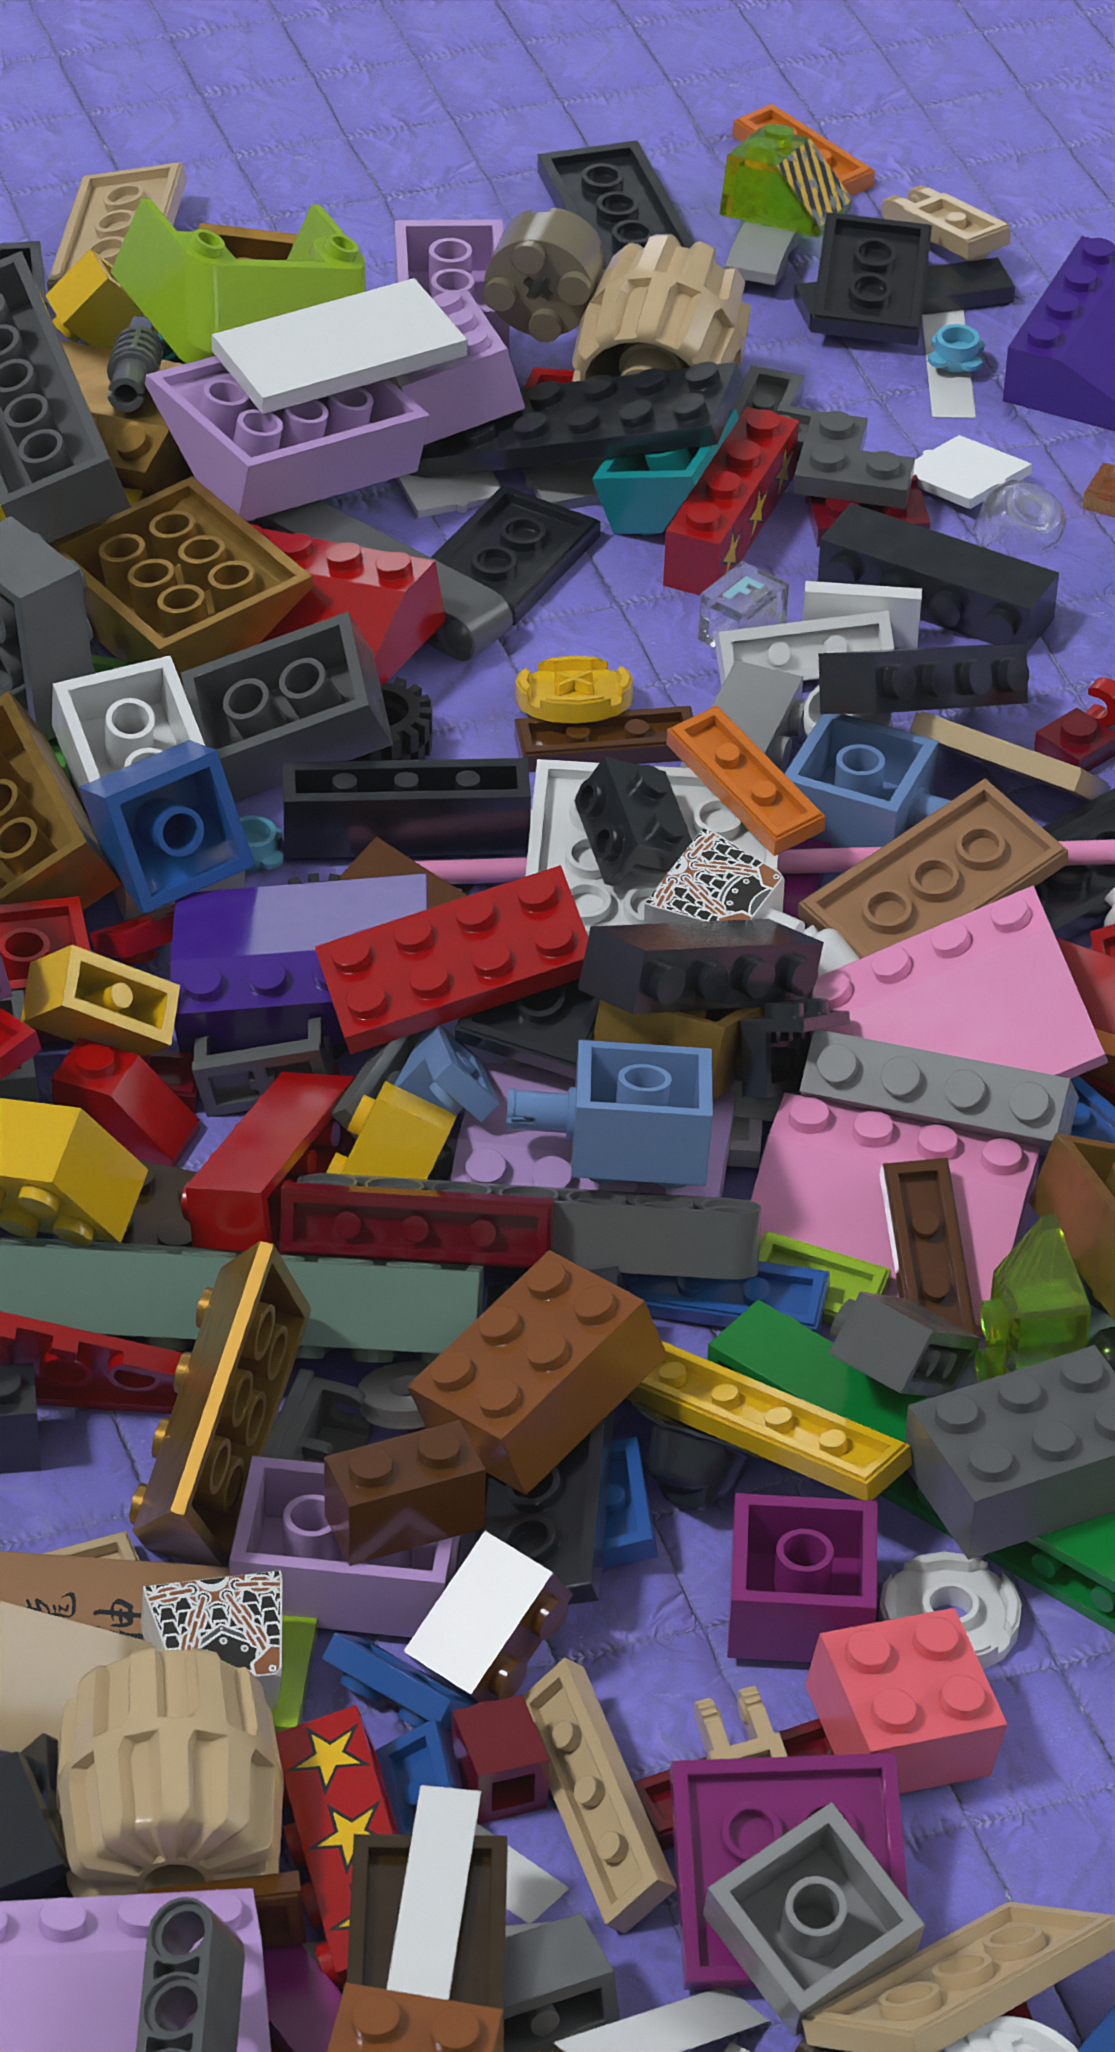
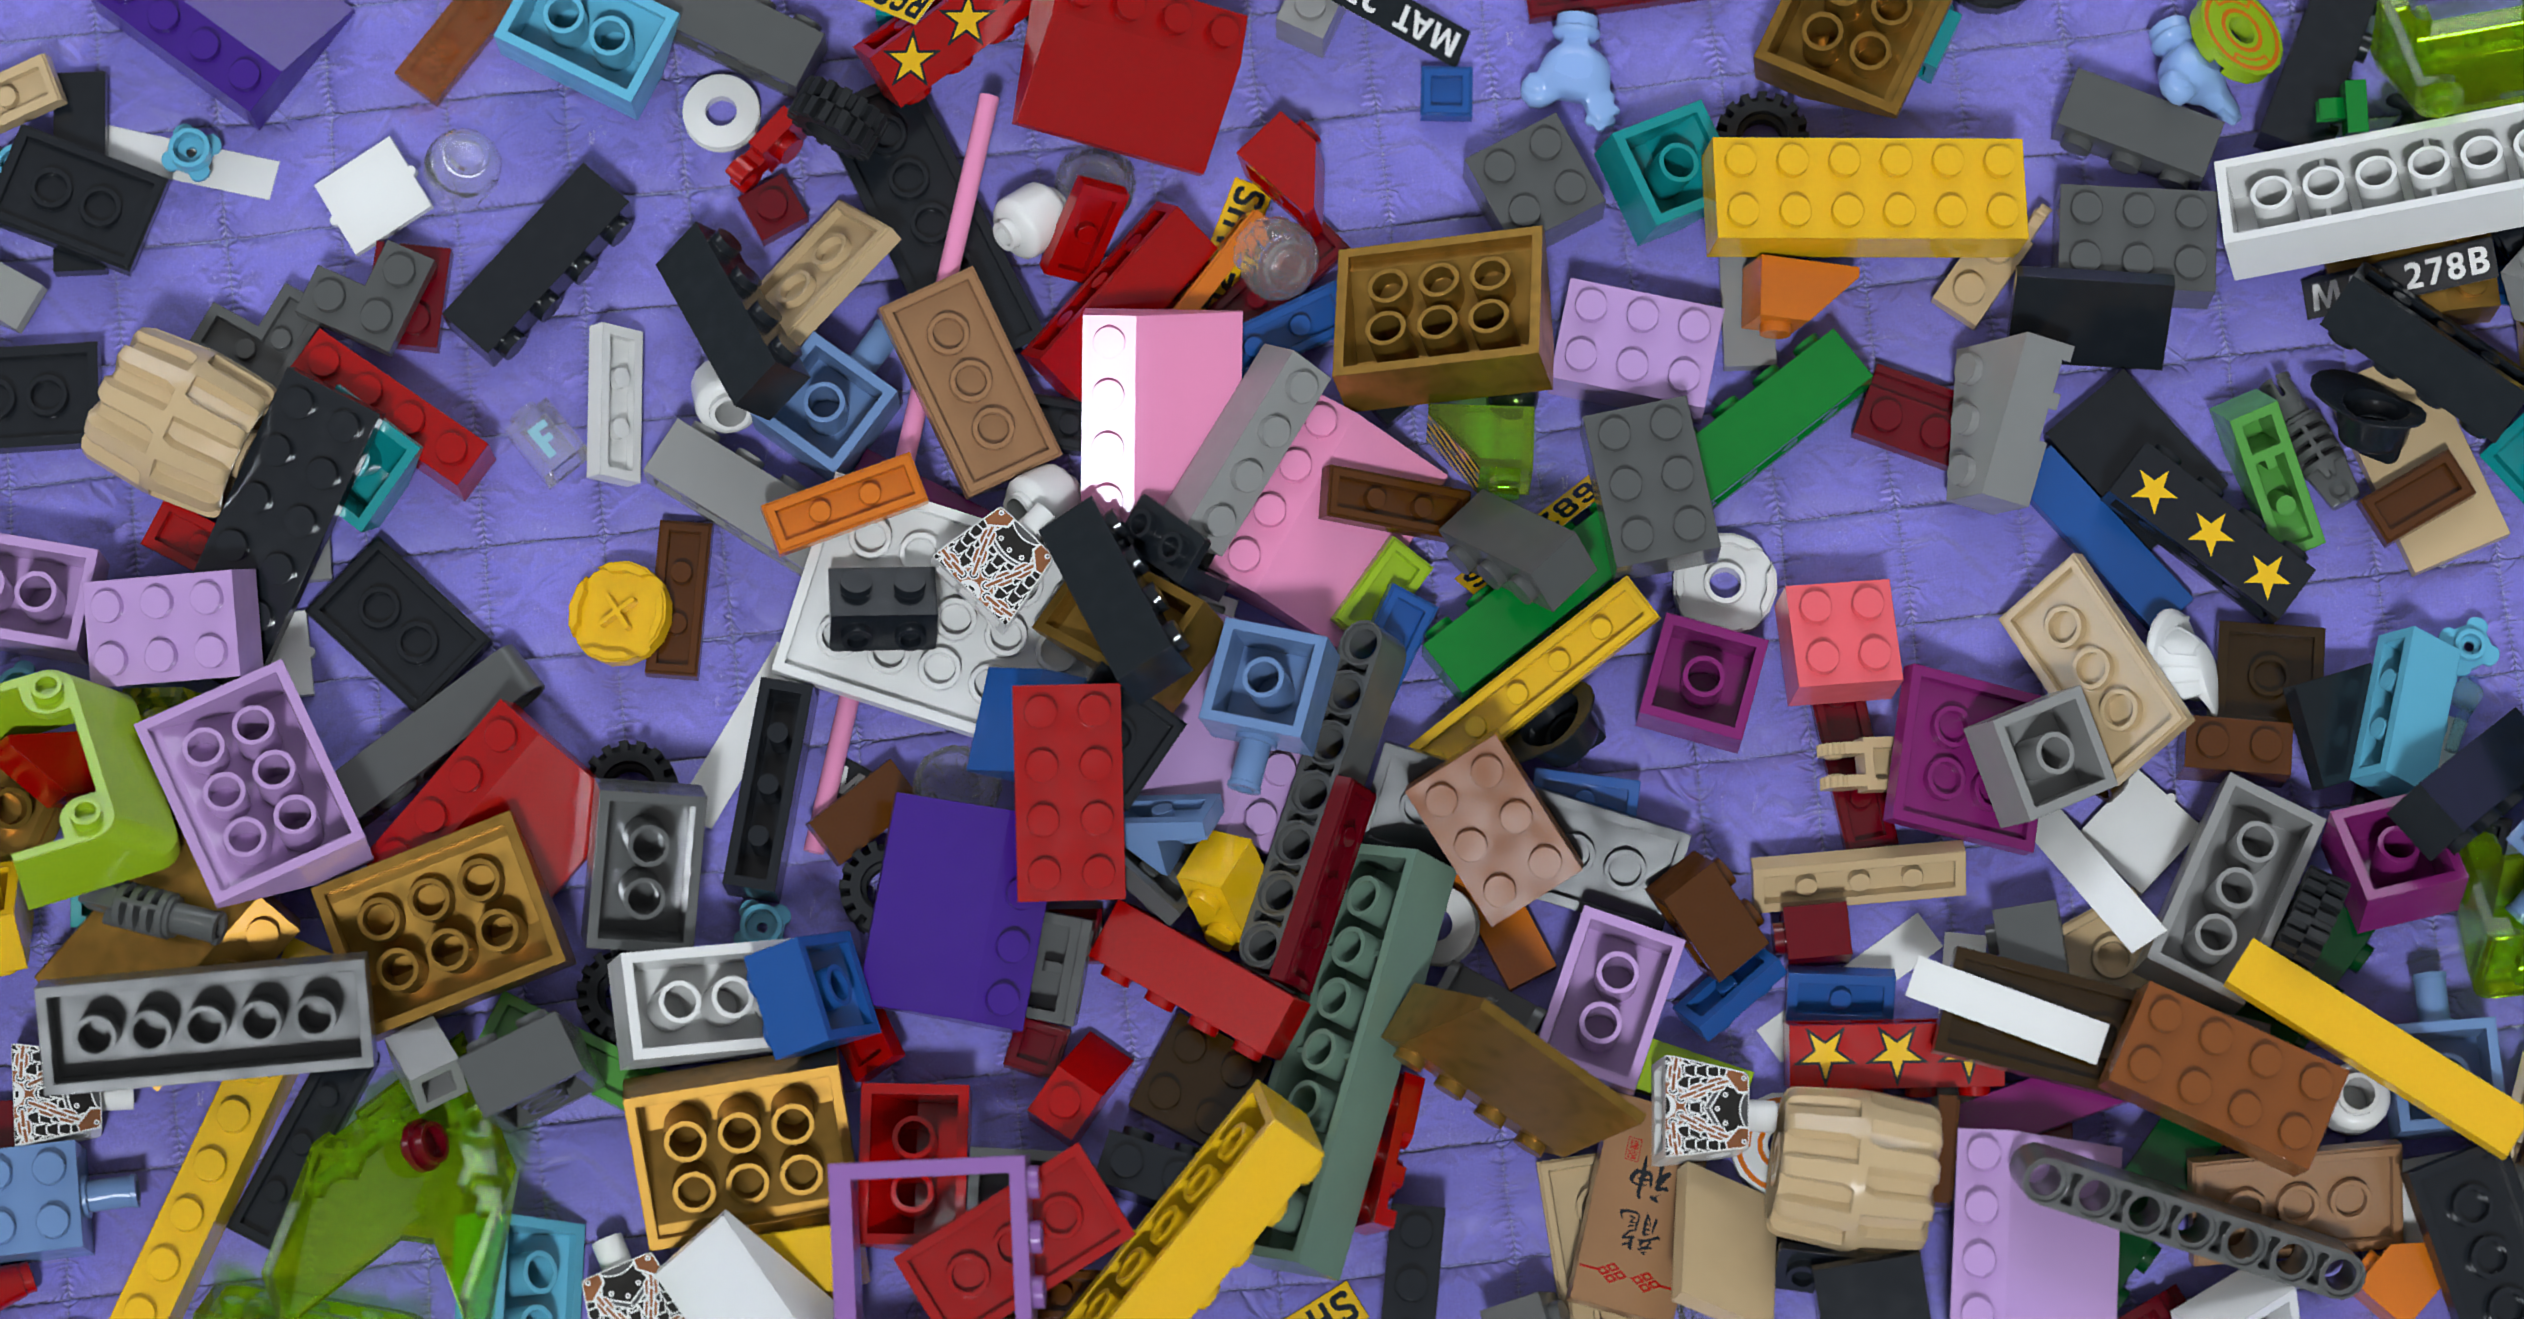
camera: 75 degrees left, 35 degrees up
(100, 1000) = (1011, 1086): yellow brick -> none
(338, 345) = (204, 721): white tile -> none
(404, 1492) = (1623, 950): reddish brown brick -> none
(544, 272) = (90, 506): dark tan brick -> none
(842, 599) = (573, 344): white tile -> none

